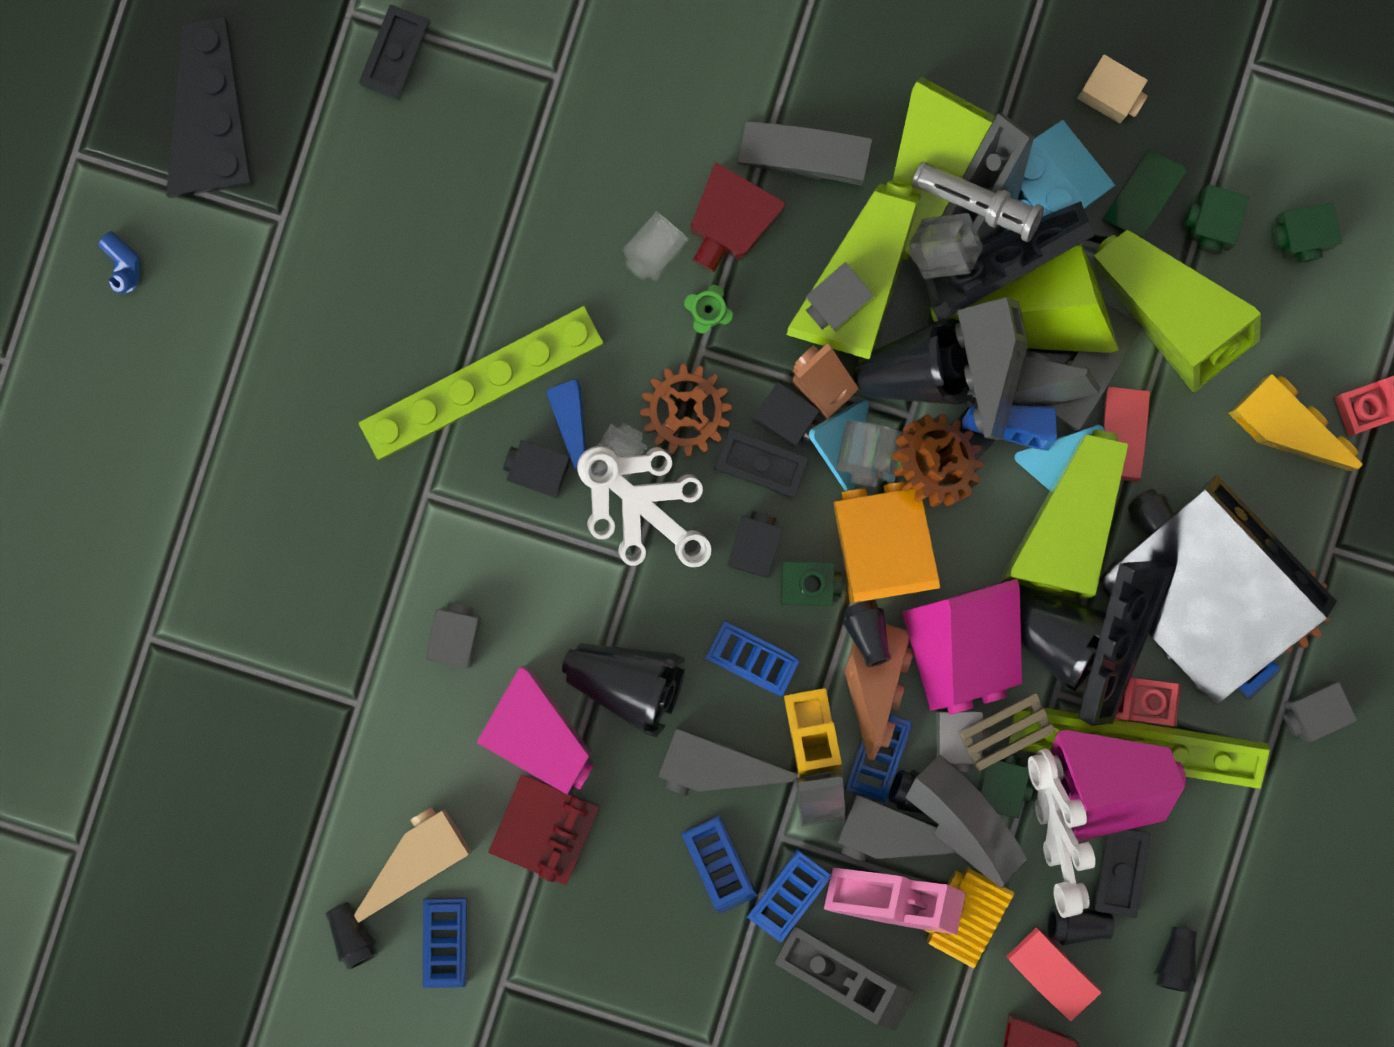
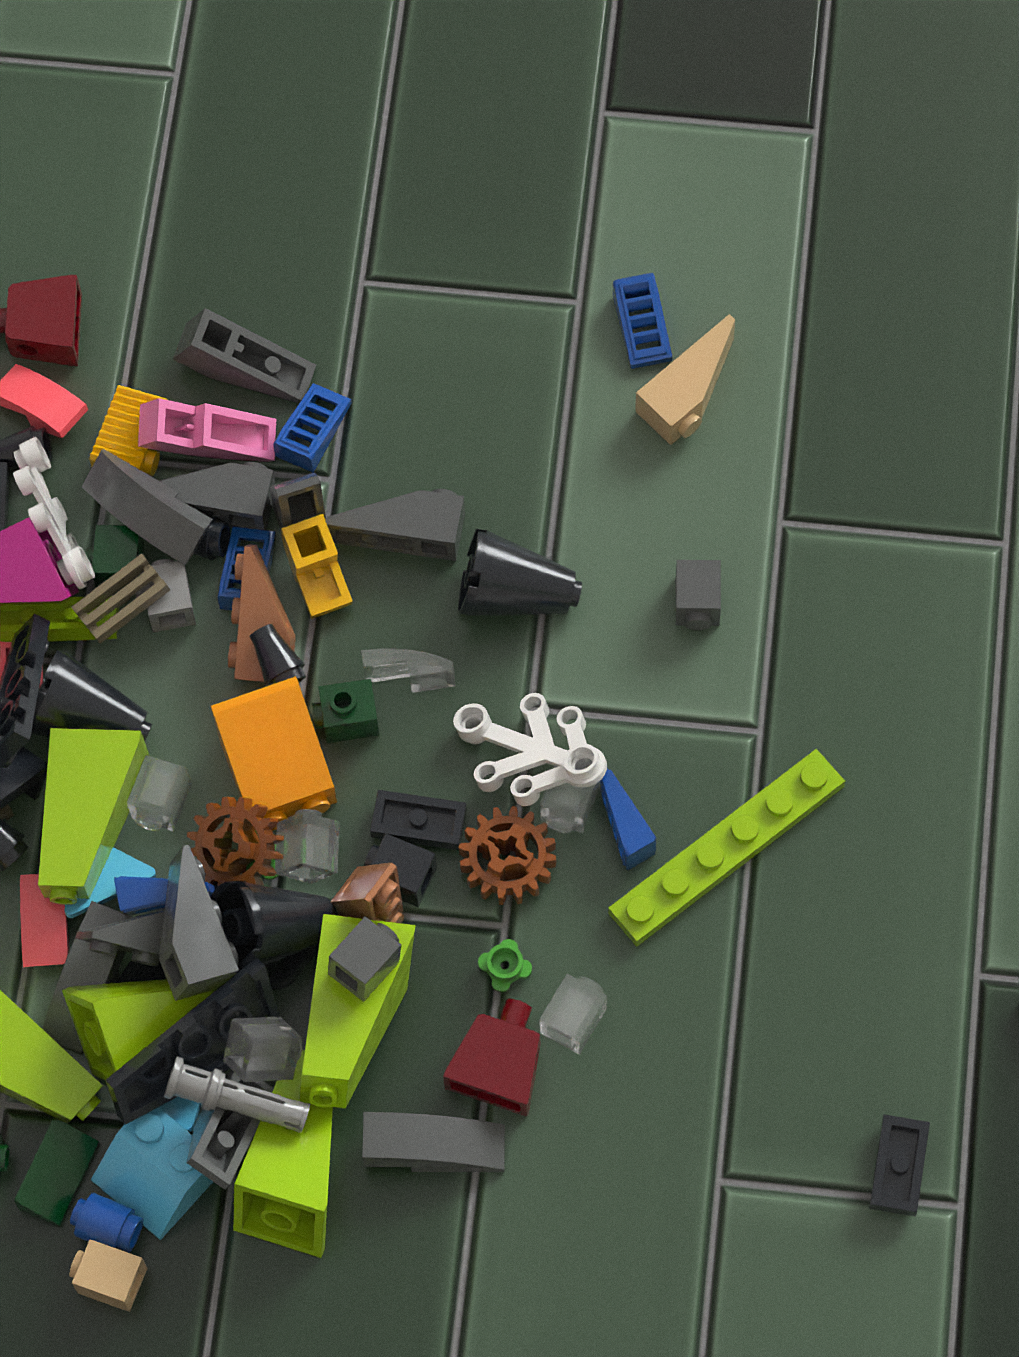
camera: 170 degrees right, 20 degrees down
(351, 939) = (732, 299): black cone -> none
(536, 468) = (650, 768): black brick -> none
(537, 735) = (591, 510): dark pink slope -> none
(543, 830) = (567, 439): dark red hinge -> none
(733, 612) = (423, 669): none -> clear slope
(740, 874) = (381, 406): blue slope -> none
(755, 544) = (409, 737): black brick -> none
(784, 675) = (395, 619): blue slope -> none
(829, 434) = (352, 852): medium azure piece -> none
(968, 646) = (174, 674): dark pink slope -> none
(999, 534) = (158, 794): none -> clear brick
(1108, 137) = (106, 1222): none -> blue brick

